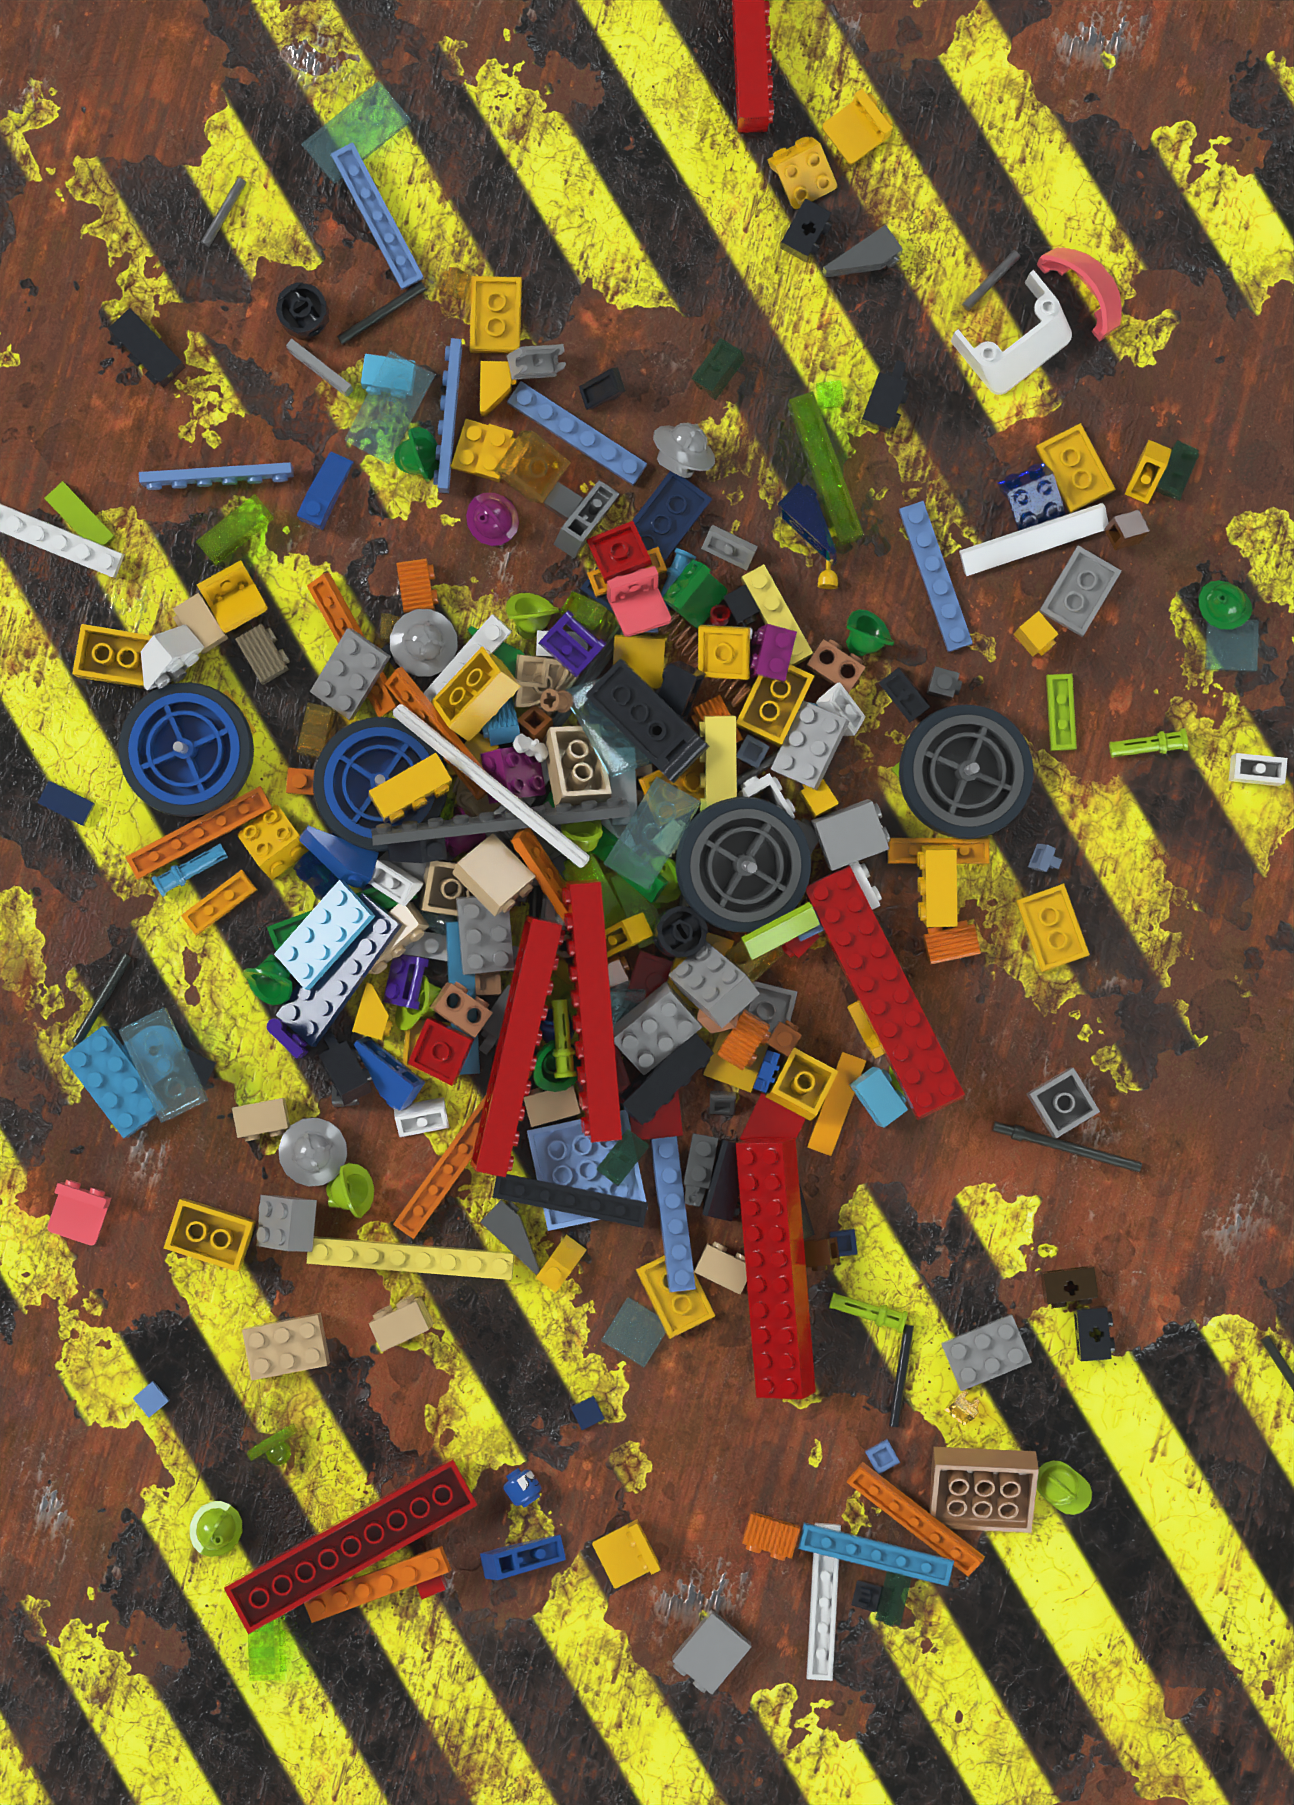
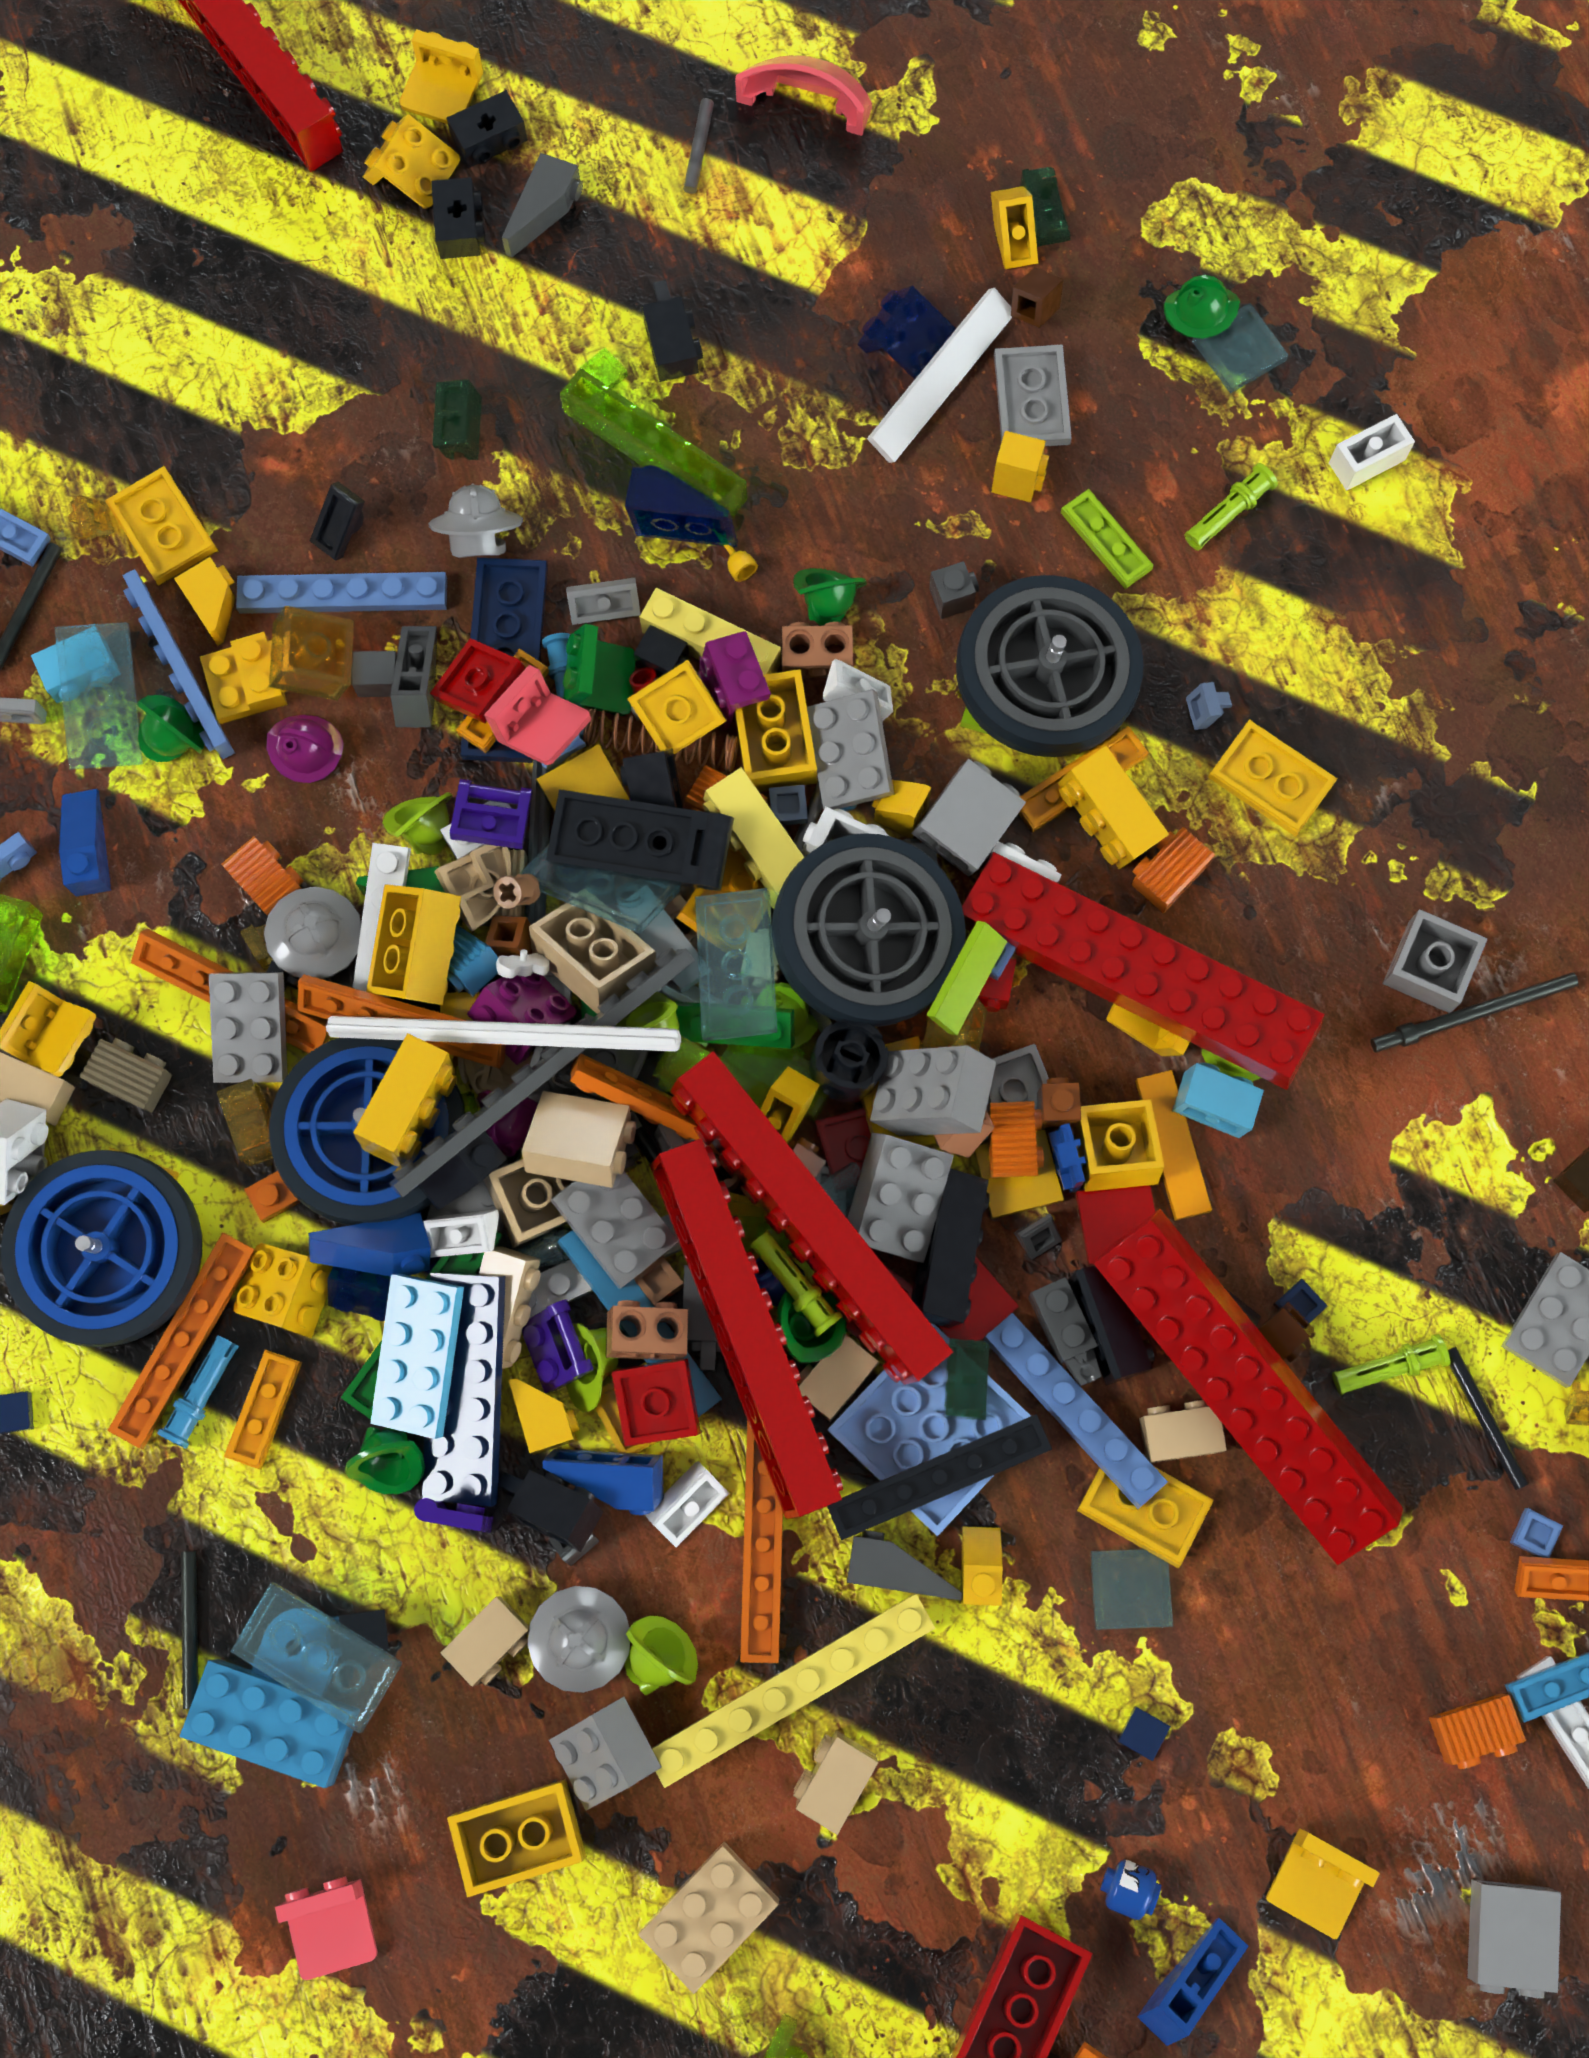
camera: 30 degrees left, 10 degrees down
(535, 361) = (239, 538): light grey hinge -> none
(585, 610) = (486, 770): clear neon green tile -> none
(878, 180) = (487, 129): none -> black brick
(905, 694) = (918, 627): black hinge -> none
(935, 576) = (860, 486): medium blue plate -> none
(1005, 369) = (778, 219): white windscreen -> none
(1076, 468) = (938, 272): yellow tile -> none

